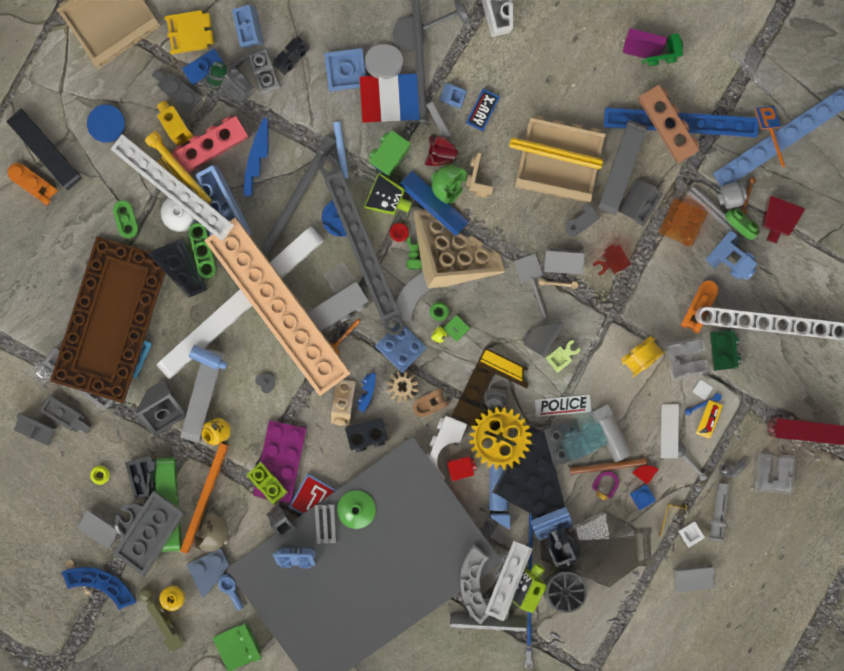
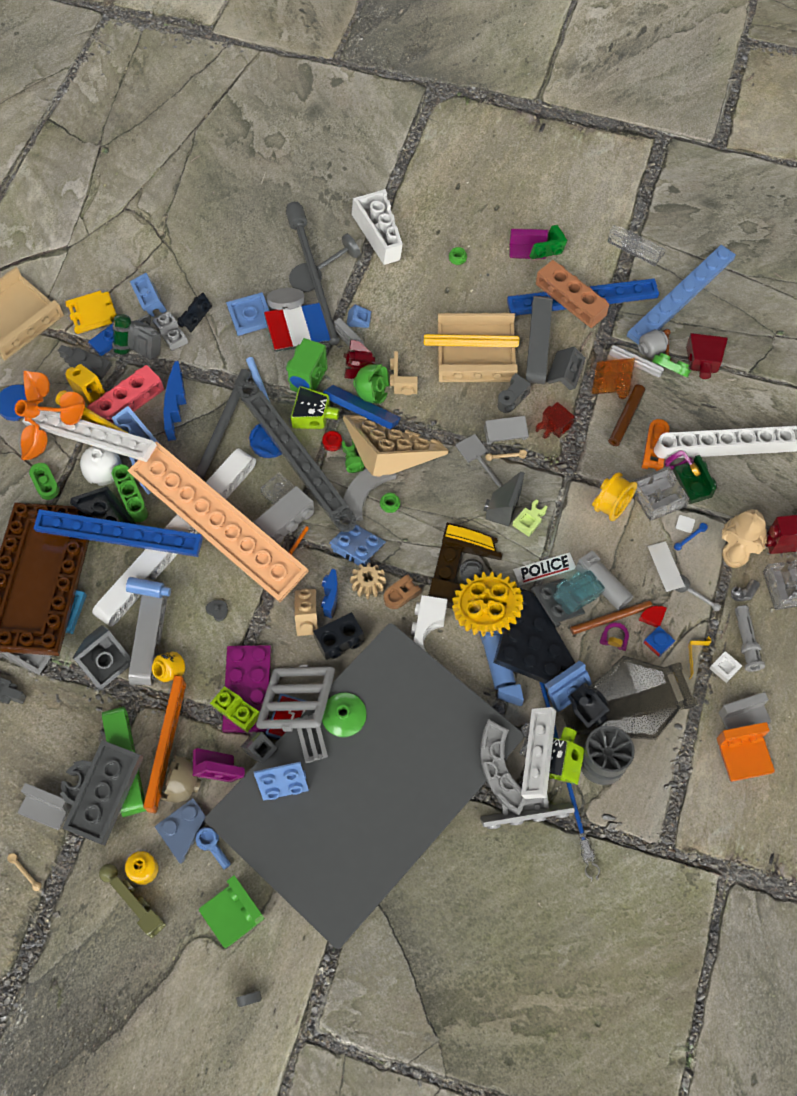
camera: 15 degrees left, 25 degrees down
(94, 477) = (35, 741): neon yellow plate -> none
(100, 580) = (50, 869): blue tile -> none
(142, 475) = (88, 731): black wing -> none
(159, 155) = (36, 387): none -> orange plant
(188, 298) = (118, 533): none -> blue plate
(243, 528) = (216, 766): none -> magenta panel
(336, 501) = (273, 688): none -> light grey bar
(438, 334) = (396, 524): neon yellow hinge -> none
(456, 328) = (412, 515): bright green tile -> none
(461, 467) = (452, 644): red brick -> none
(482, 110) = (390, 323): tile -> none
(568, 36) = (457, 256): none -> bright green plate
(682, 611) = (745, 752): none -> orange bracket
(683, 266) = (626, 415): none -> reddish brown piece
(709, 419) = (703, 550): yellow sticker -> none
(725, 344) = (693, 466): none -> magenta piece
(743, 268) = (683, 400): medium blue tile -> none
(747, 419) = (745, 535): none -> tan head
(768, 120) = (664, 279): piece -> none

